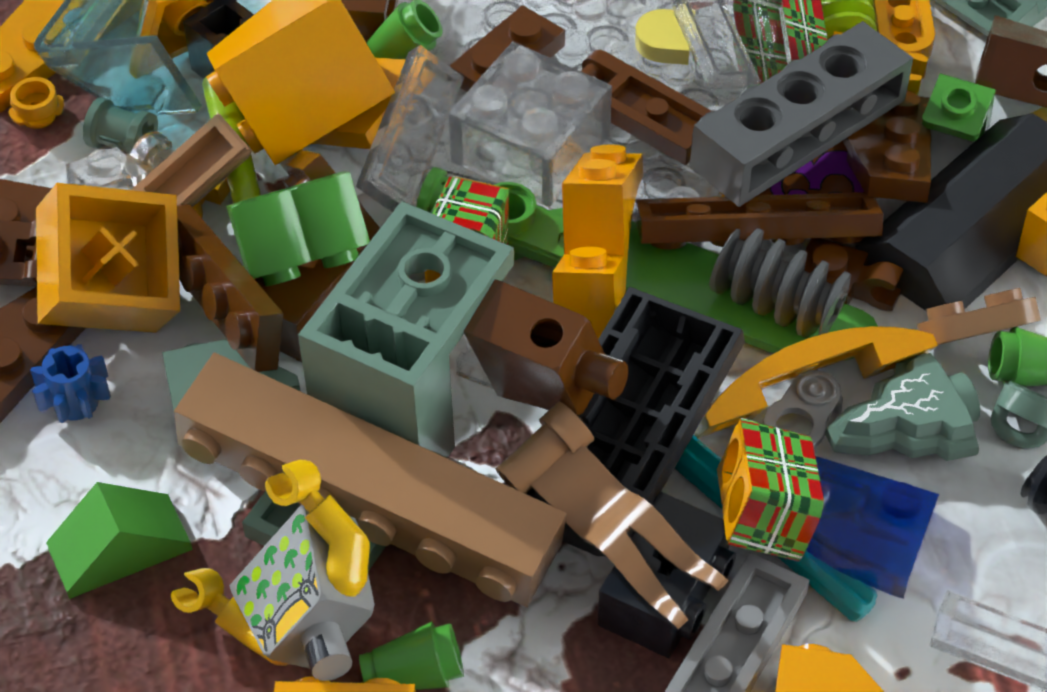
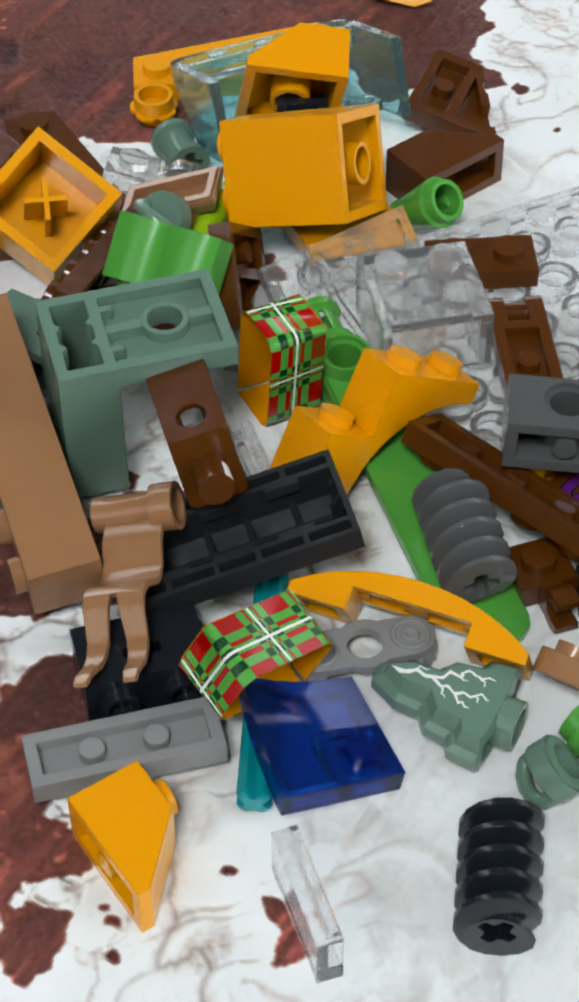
camera: 45 degrees right, 5 degrees down
(214, 190) = (165, 207): none -> sand green tile

